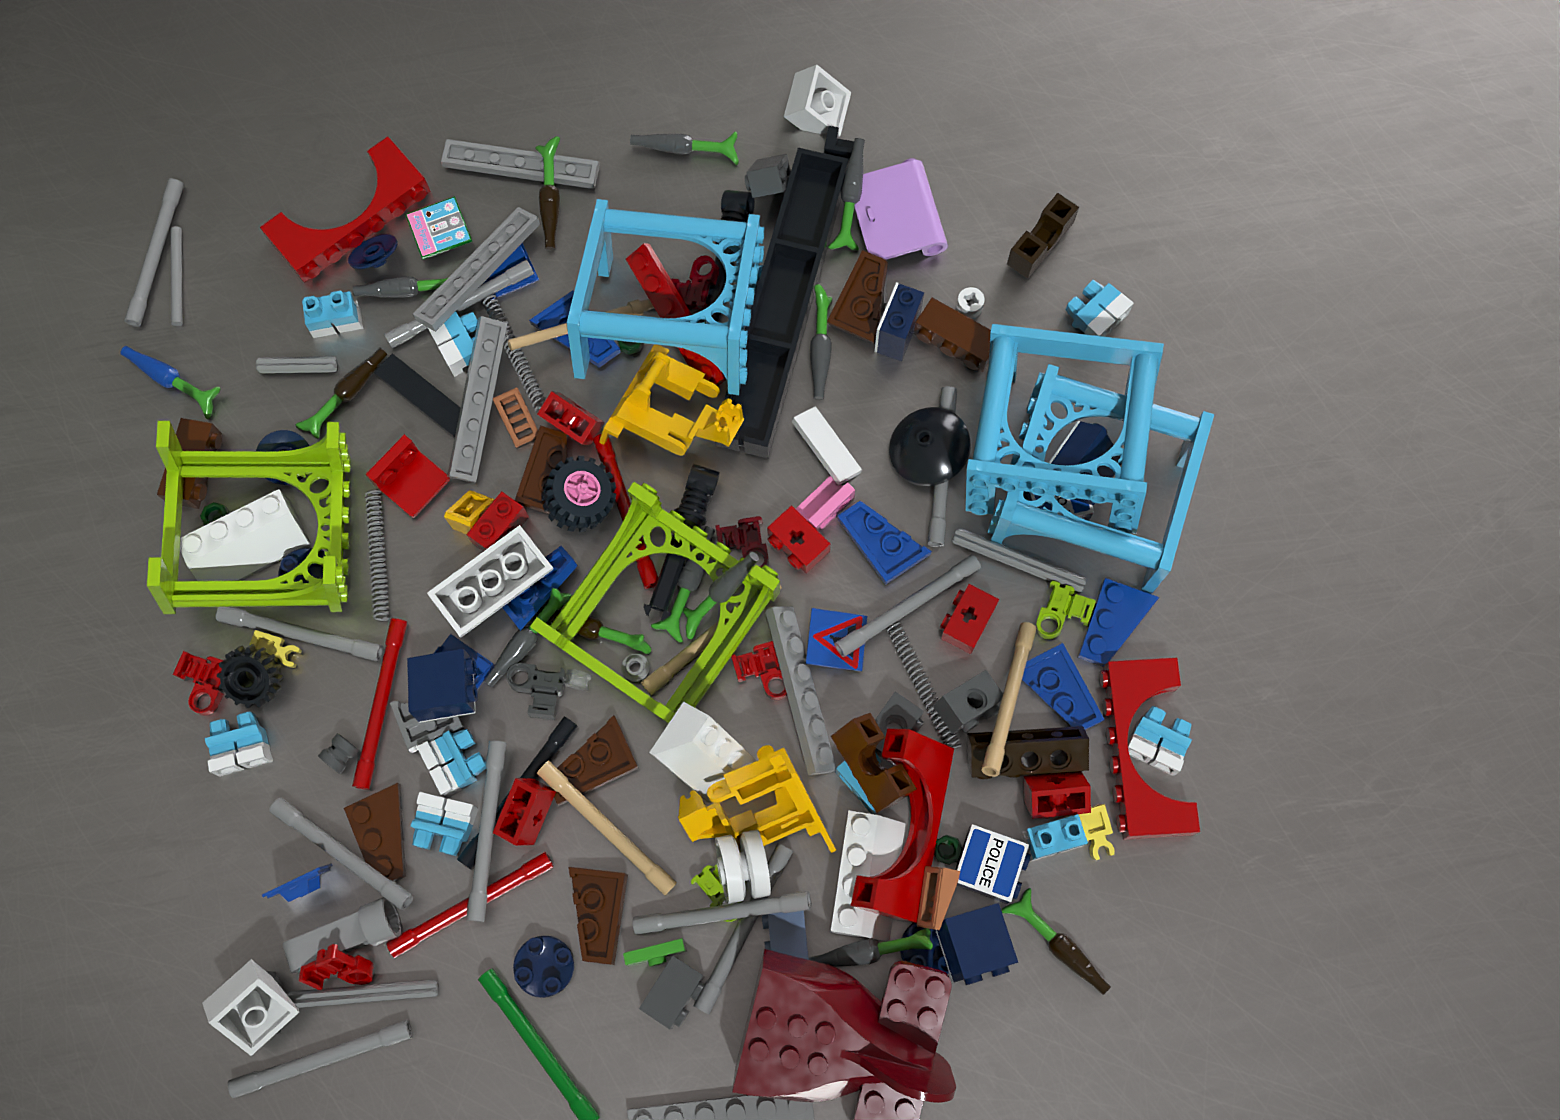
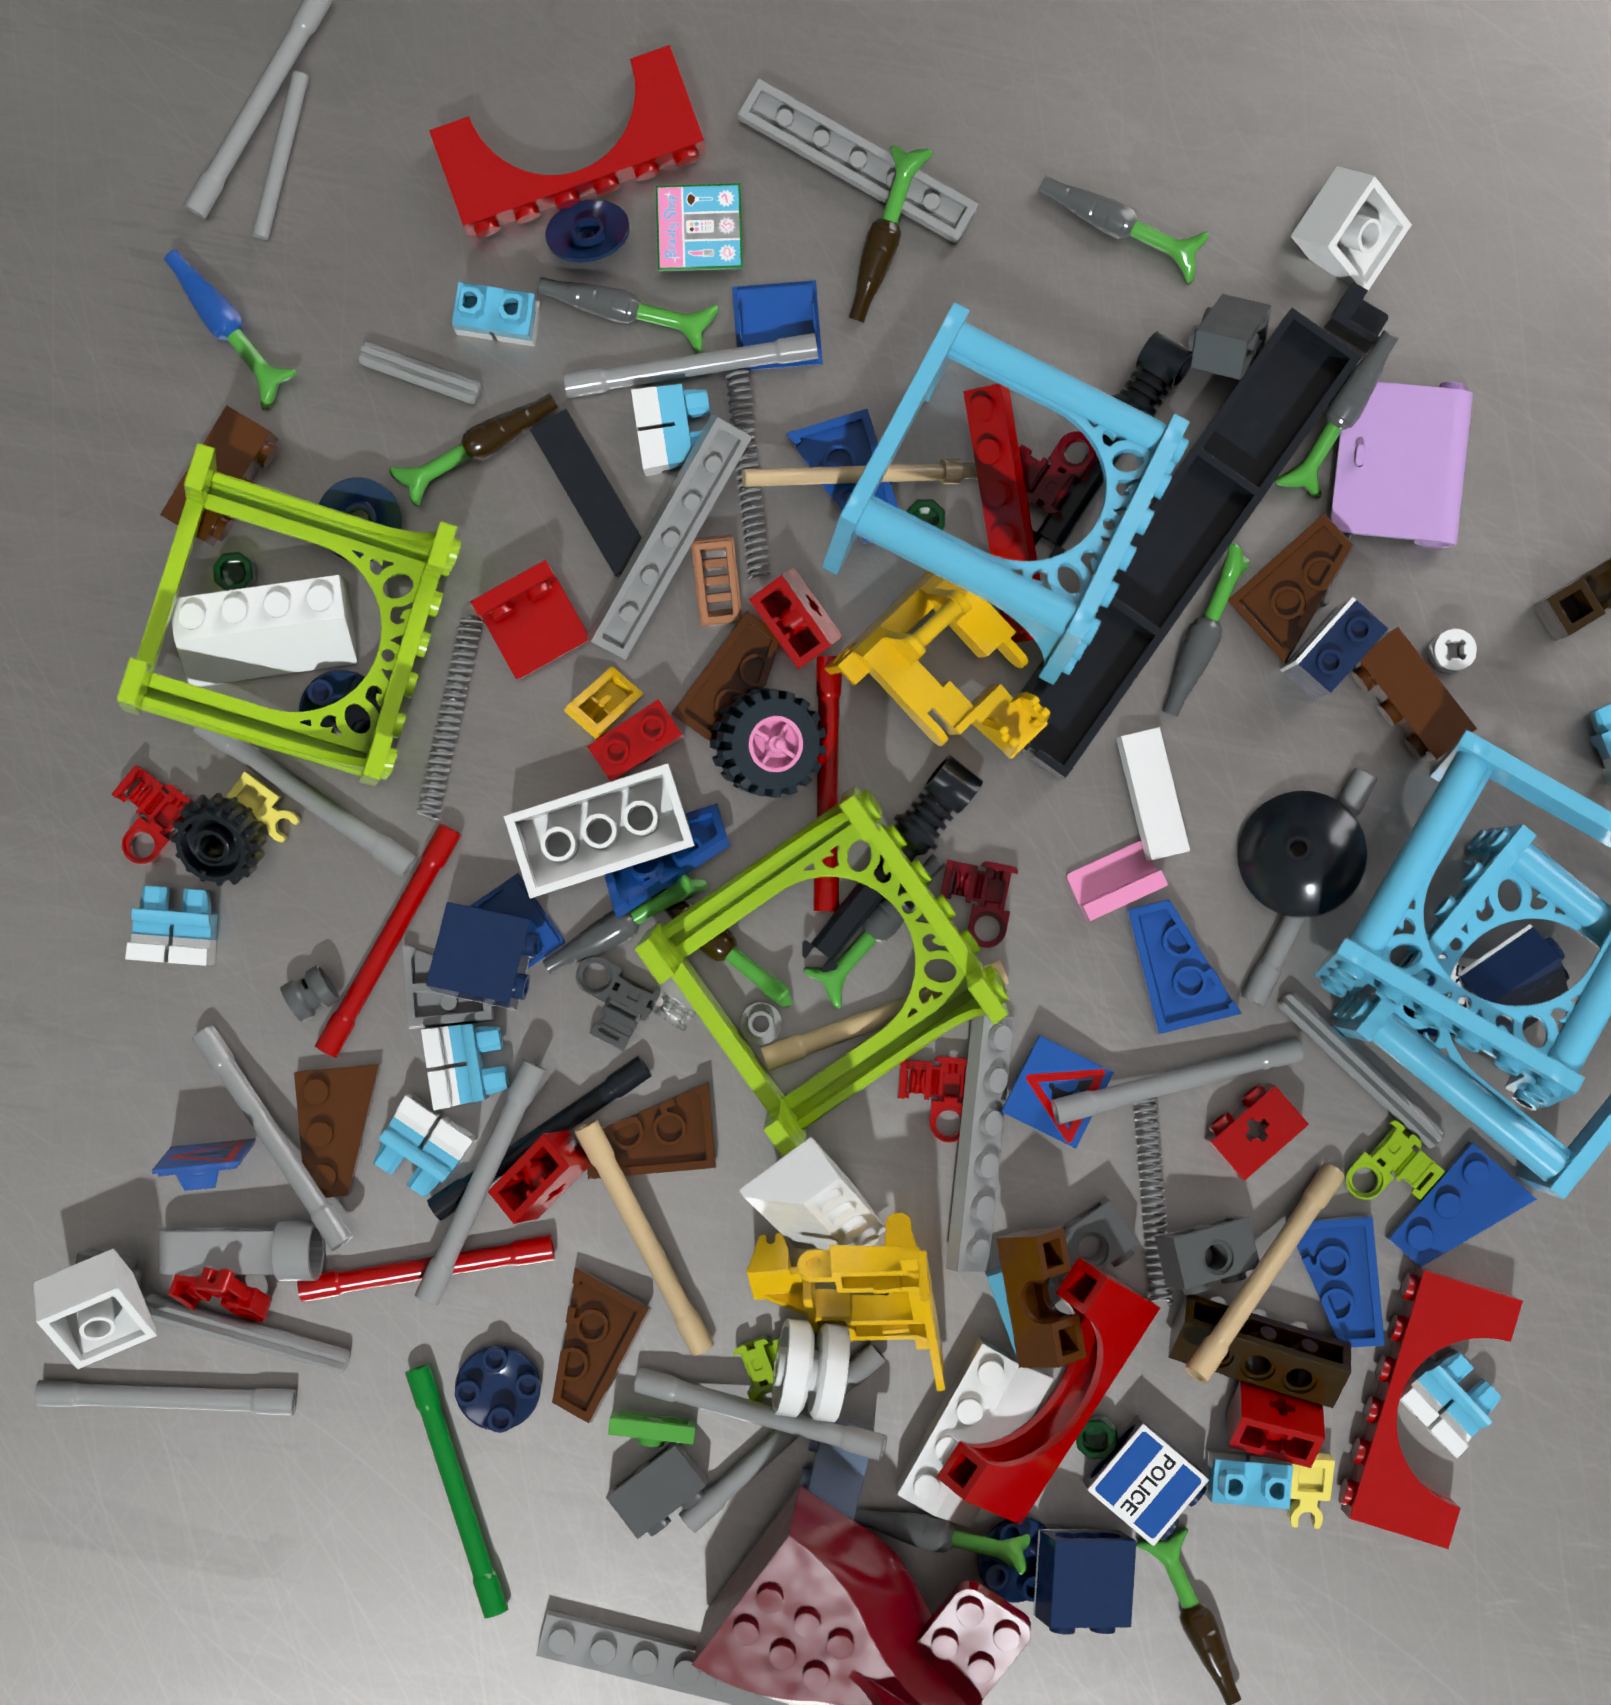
camera: 20 degrees right, 15 degrees up
(476, 269) = (735, 325): light grey plate -> none
(720, 592) = (917, 973): dark grey piece -> none
(794, 525) = (1077, 937): red brick -> none
(936, 895) = (1067, 1491): nougat slope -> none

